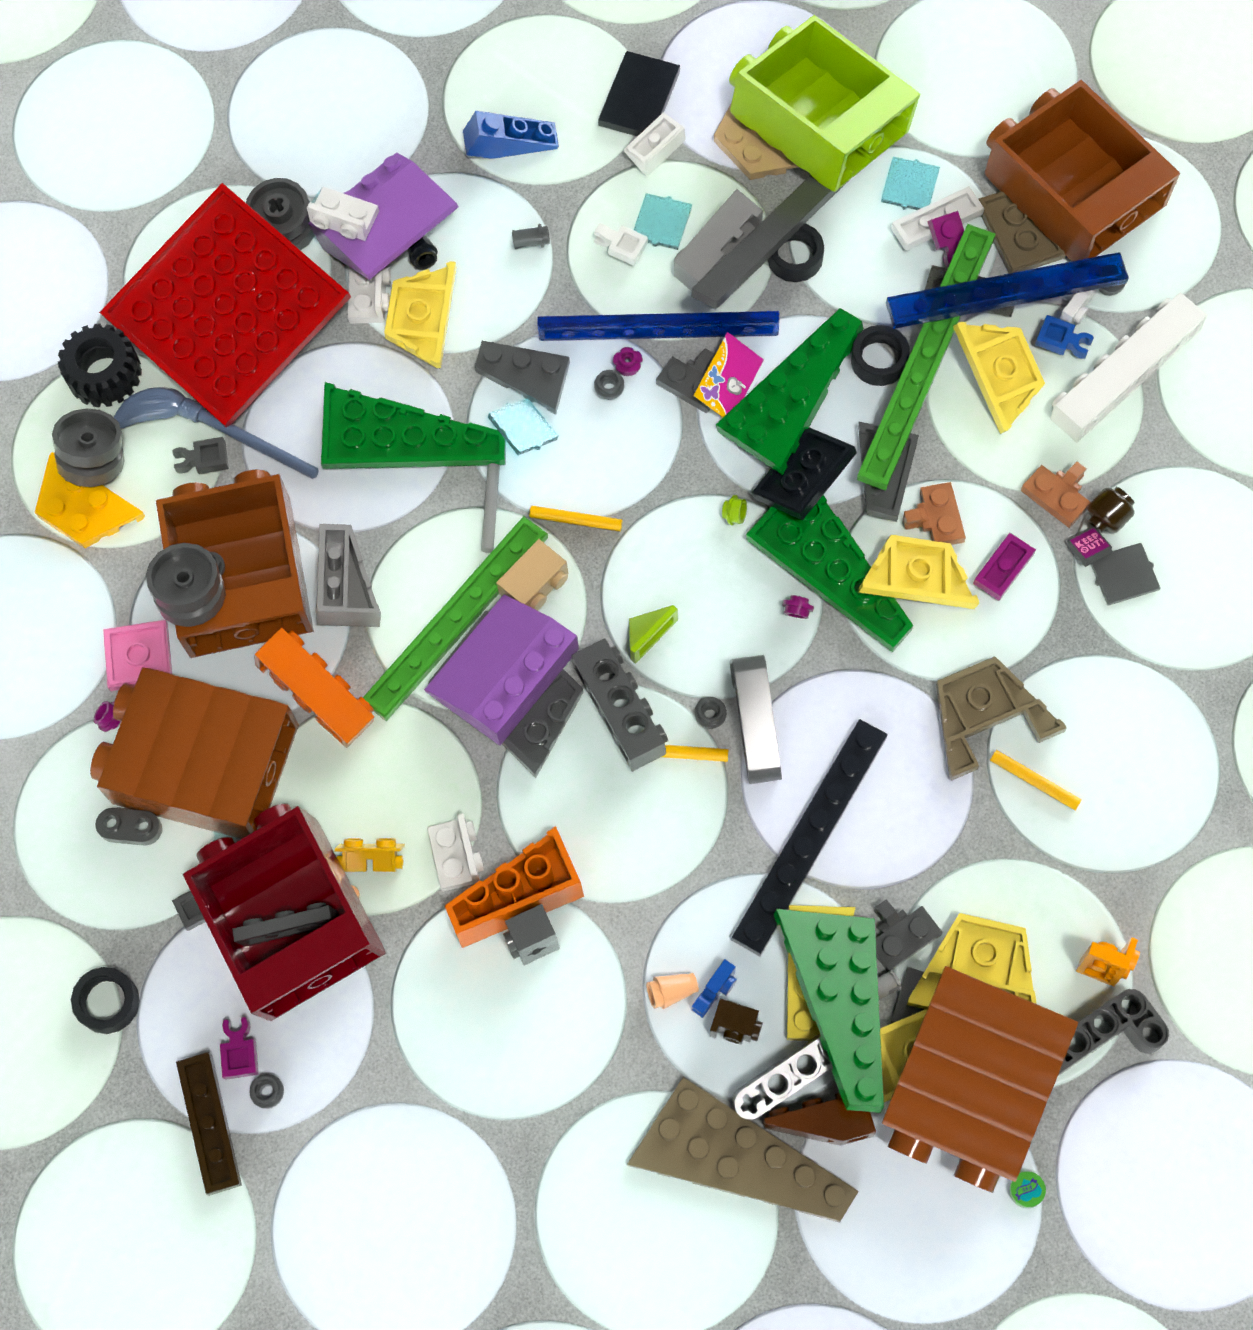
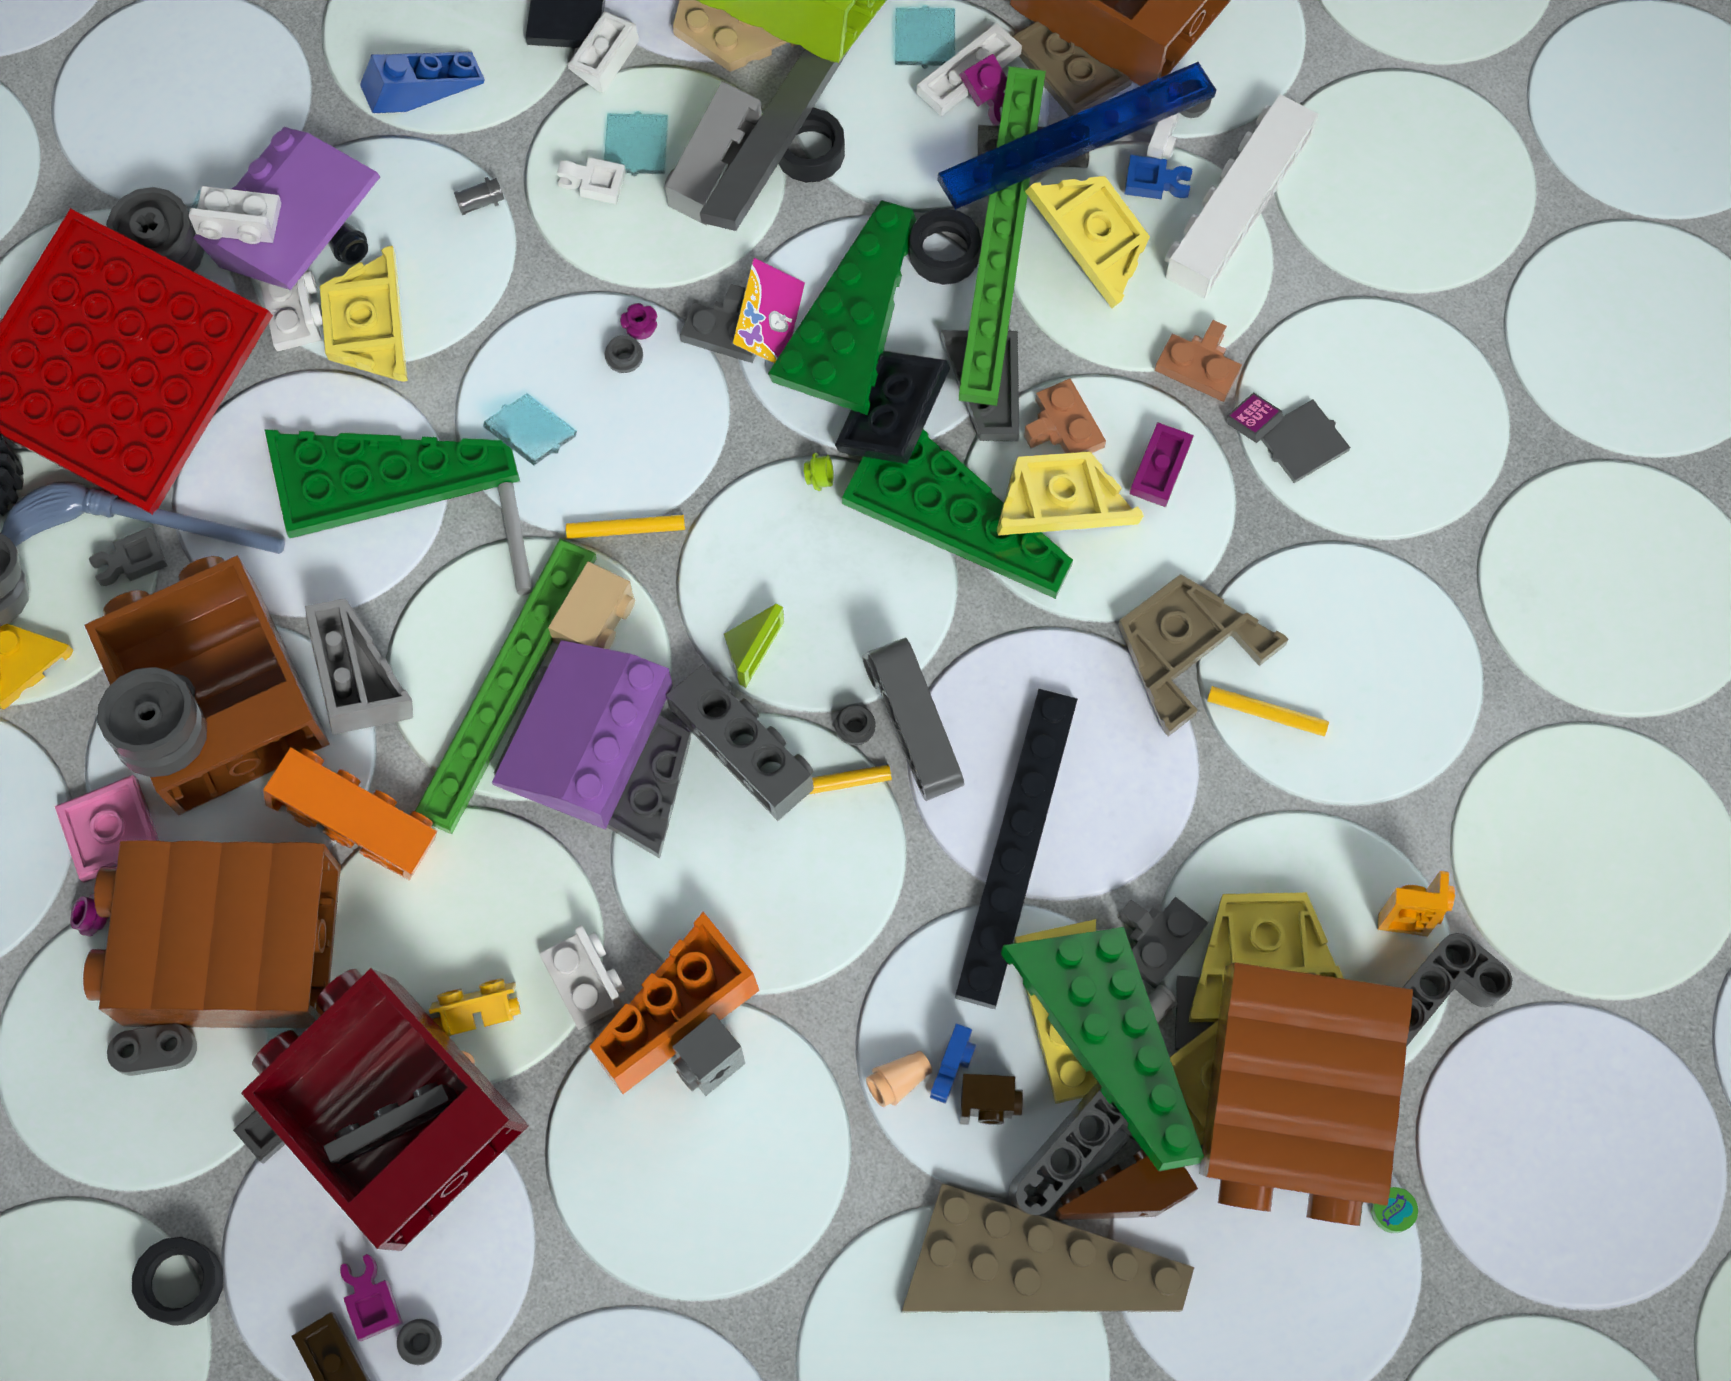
camera: 20 degrees left, 0 degrees up
(527, 371) = (520, 361): dark grey wing -> none
(658, 325) = (665, 269): clear blue tile -> none
(797, 607) = (927, 571): magenta plate -> none
(1111, 510) = (1268, 368): dark brown head -> none

